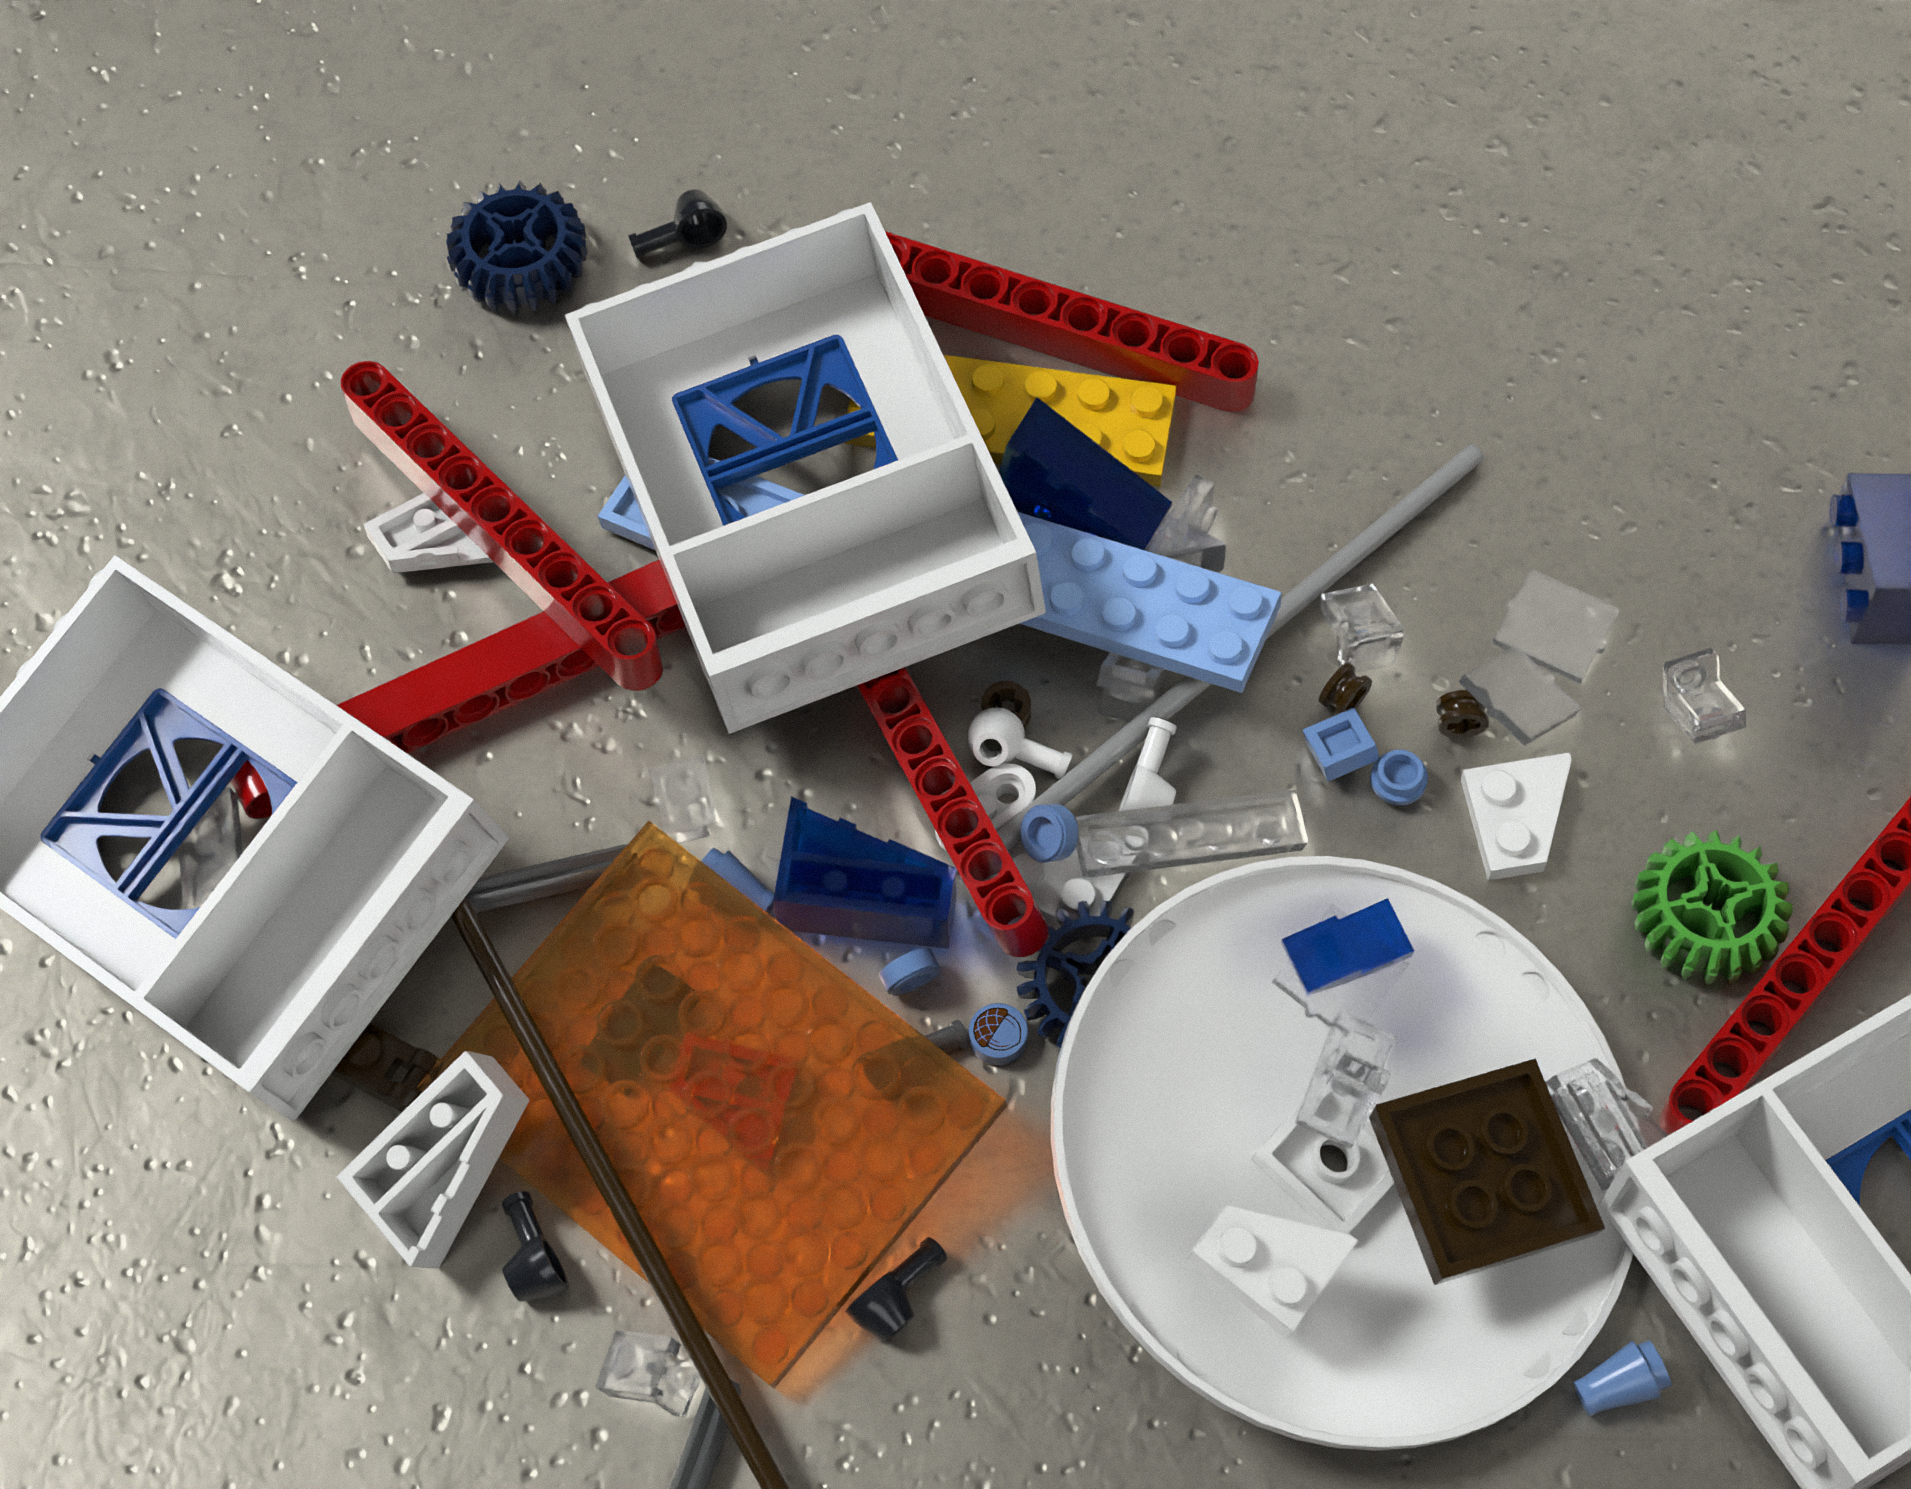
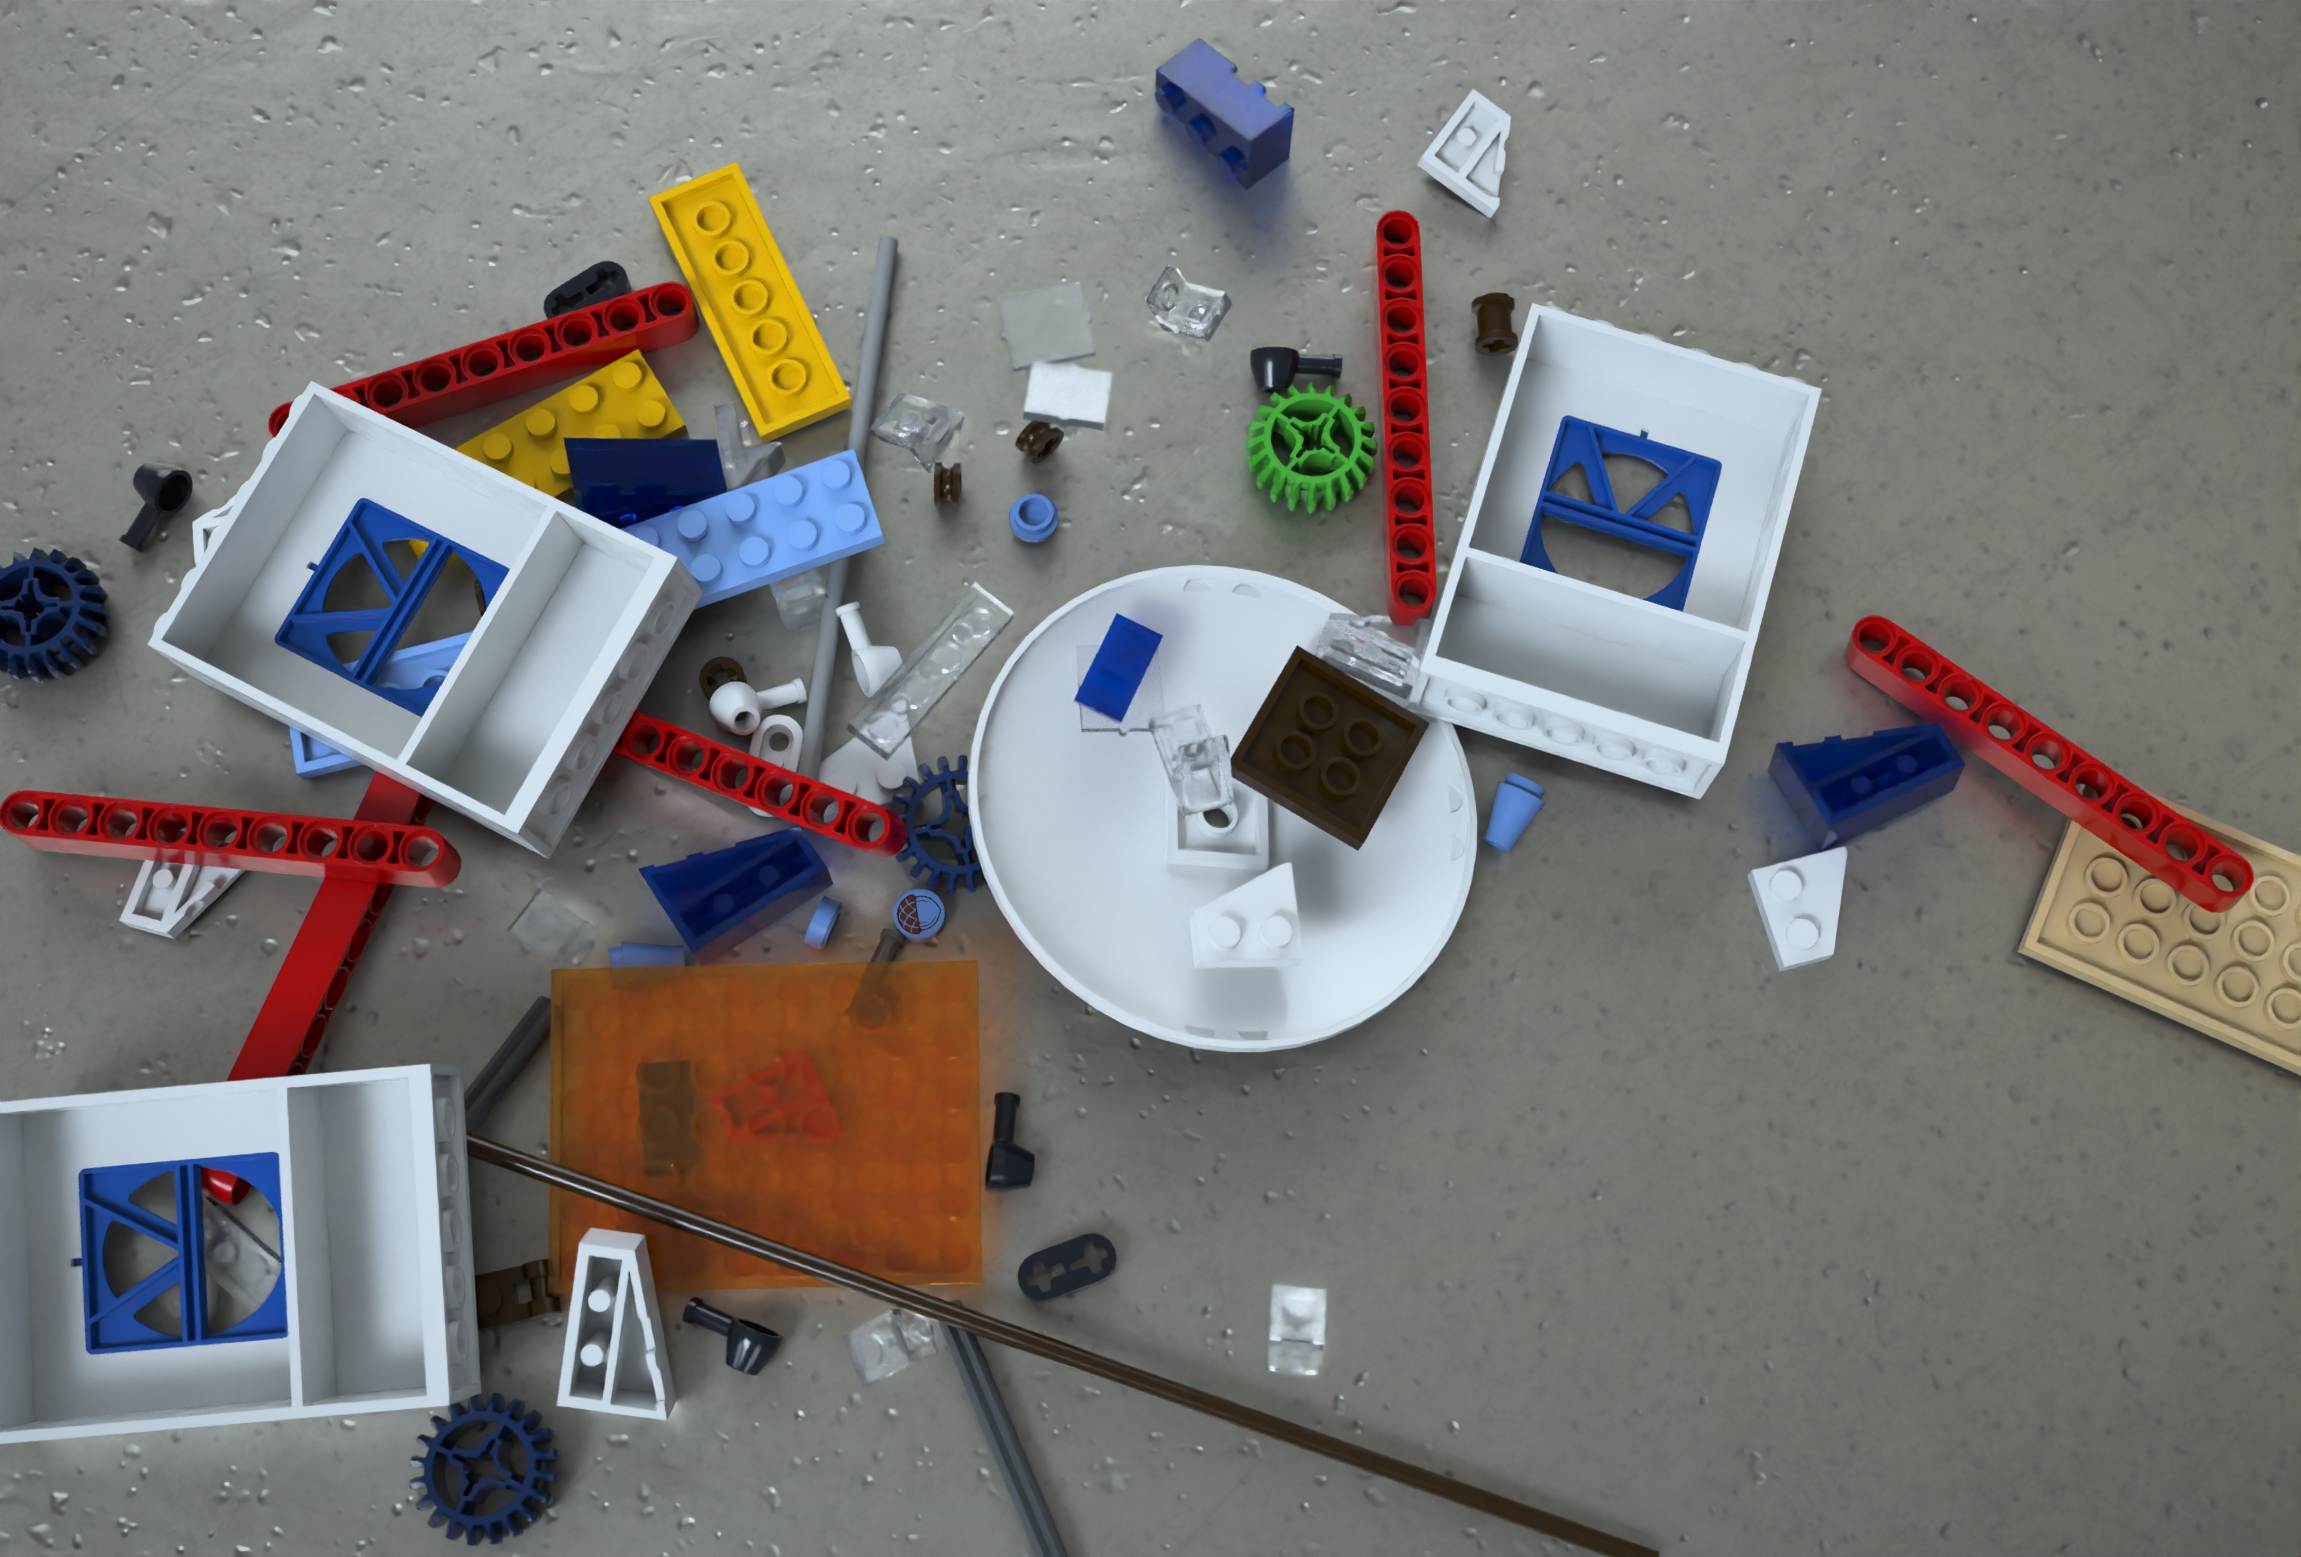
camera: 45 degrees left, 10 degrees up
(220, 1143) = (443, 1450): none -> dark blue gear
(862, 1426) = (1063, 1255): none -> black beam
(1049, 833) = (838, 748): medium blue tile -> none
(1178, 306) = (586, 289): none -> black beam
(1305, 418) = (750, 303): none -> yellow plate
(1341, 744) = (977, 525): medium blue plate -> none
(1516, 812) = (1130, 481): white wing -> none
(1744, 813) = (1277, 366): none -> black bar

